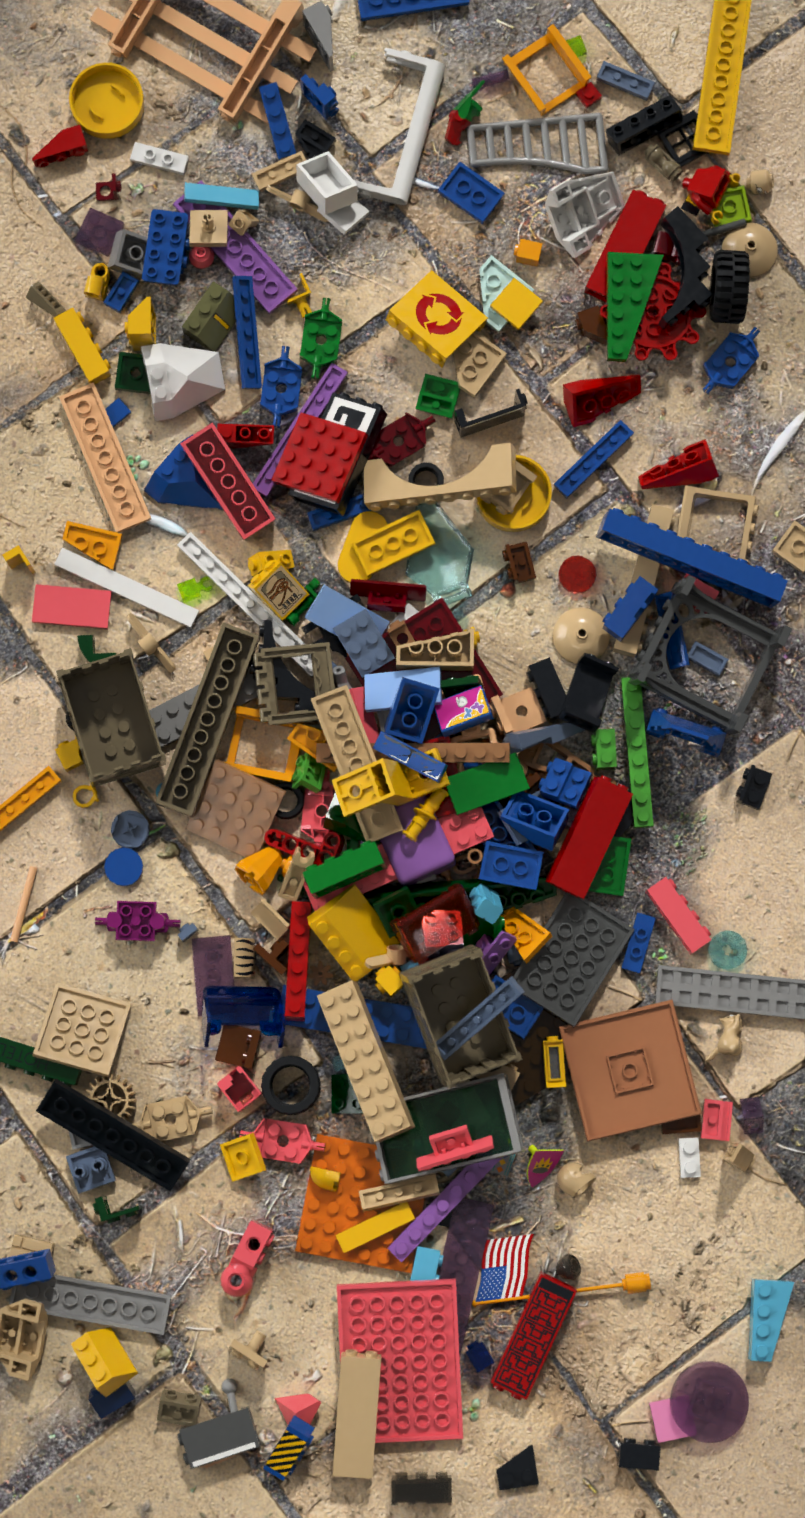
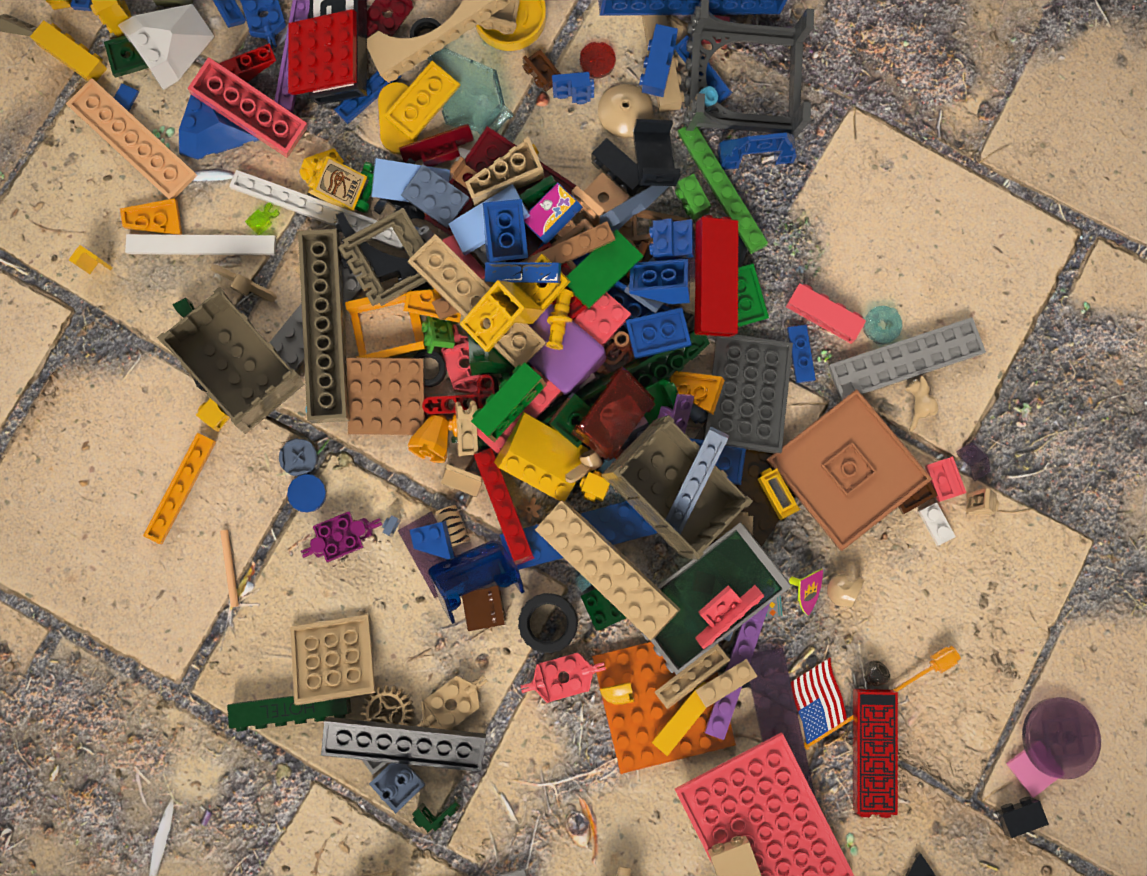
camera: 20 degrees left, 0 degrees up
(71, 606) = (158, 283): coral tile -> none
(95, 796) = (252, 445): yellow piece -> none
(220, 962) = (433, 540): none -> blue wing
(239, 1088) = (502, 647): coral piece -> none
(243, 1157) = (533, 709): yellow plate -> none
(246, 1258) = (579, 803): coral brick -> none
(272, 958) = (479, 514): reddish brown bracket -> none
(426, 1212) = (726, 683): none -> tan plate
(426, 1264) = (746, 731): medium azure brick -> none
(479, 1355) = (833, 793): clear blue brick -> none
(486, 903) = (652, 376): medium azure brick -> none
(546, 597) = (575, 85): none -> blue plate
(661, 662) = (710, 95): none -> medium azure tile
(707, 658) = (745, 81): sand blue tile -> none
(754, 787) = (838, 173): black bracket -> none
(767, 1314) = (1076, 636): medium azure wedge -> none

